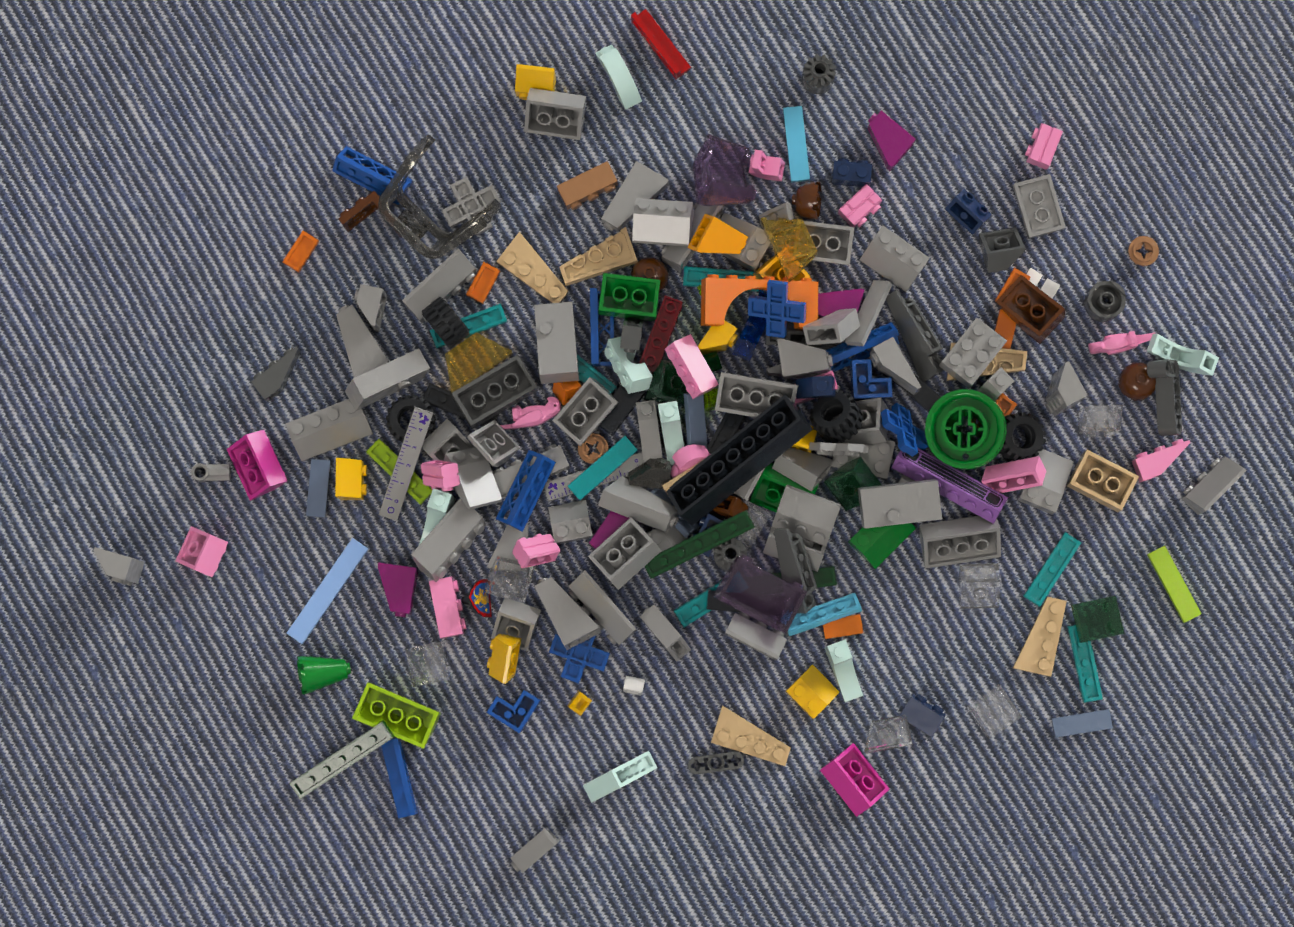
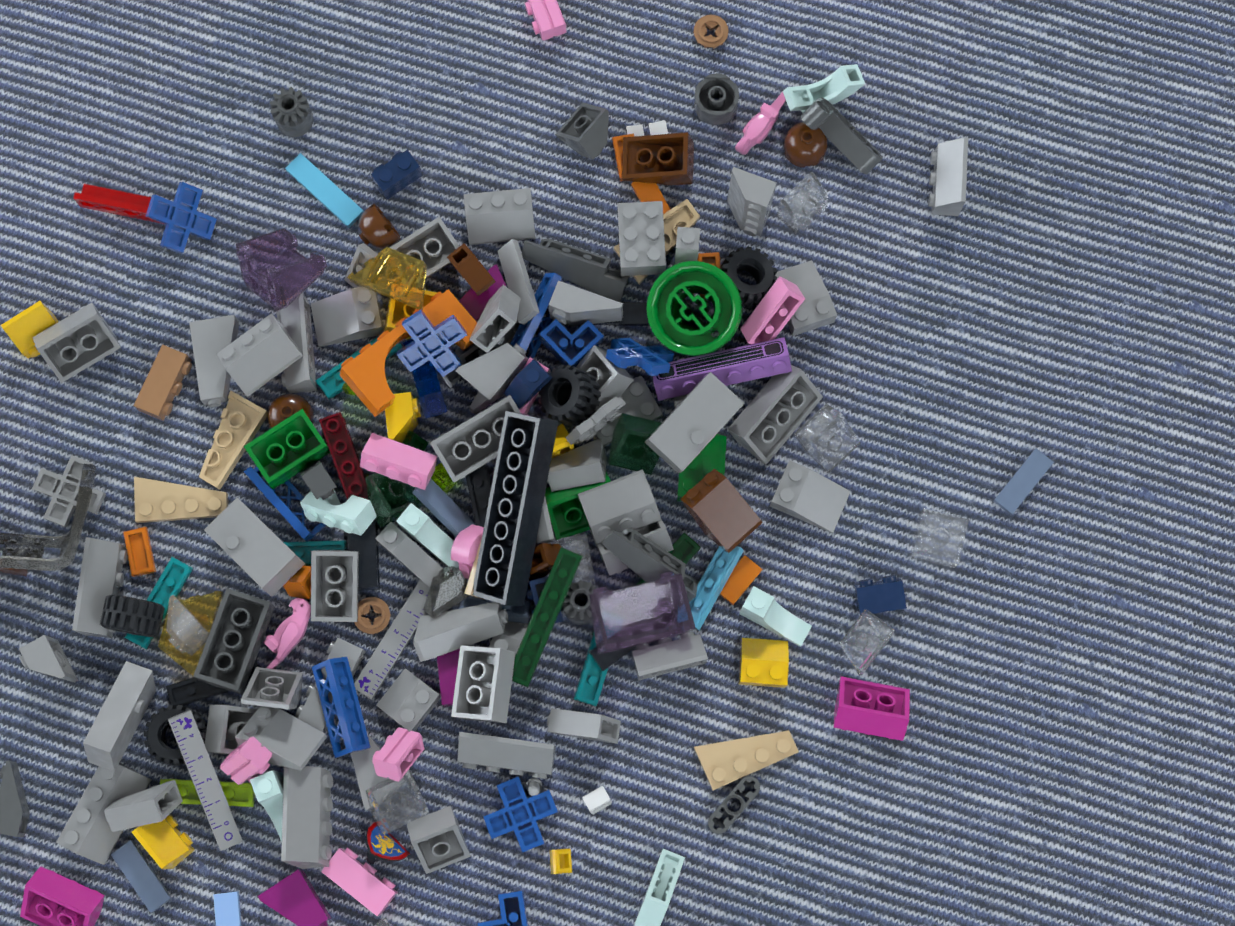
camera: 45 degrees left, 5 degrees down
(355, 448) = (143, 807): none -> light grey slope
(360, 345) = (65, 705): light grey slope -> none
(471, 358) = (185, 630): none -> clear slope
(504, 657) = (454, 881): yellow slope -> none
(566, 615) = (478, 789): light grey slope -> none
(602, 468) = (395, 625): teal tile -> none
(602, 642) = (533, 786): none -> light grey piece
(619, 76) = (110, 260): light aqua arch -> none
(688, 86) = (181, 217): none -> blue plate
(717, 237) = (321, 325): light orange slope -> none
(766, 166) = (314, 231): bright pink brick -> none
(844, 280) = (471, 269): none -> reddish brown slope
(860, 206) = (429, 195): bright pink brick -> none
(868, 574) = (721, 511): none -> slope
(889, 139) = (404, 117): magenta slope -> none
(934, 614) = (810, 497): none -> light grey slope
(968, 211) = (529, 121): dark blue brick -> none
(1039, 206) = (587, 67): light grey plate -> none
(1042, 641) = (926, 442): tan wing -> none
(1052, 569) = (877, 369): teal tile -> none
(1085, 667) = (978, 426): teal tile -> none
(1097, 619) = (956, 377): clear green slope -> none
(1102, 481) = (852, 254): tan brick -> none
(1154, 464) = (884, 201): bright pink slope -> none
(1174, 584) = (992, 291): lime tile -> none

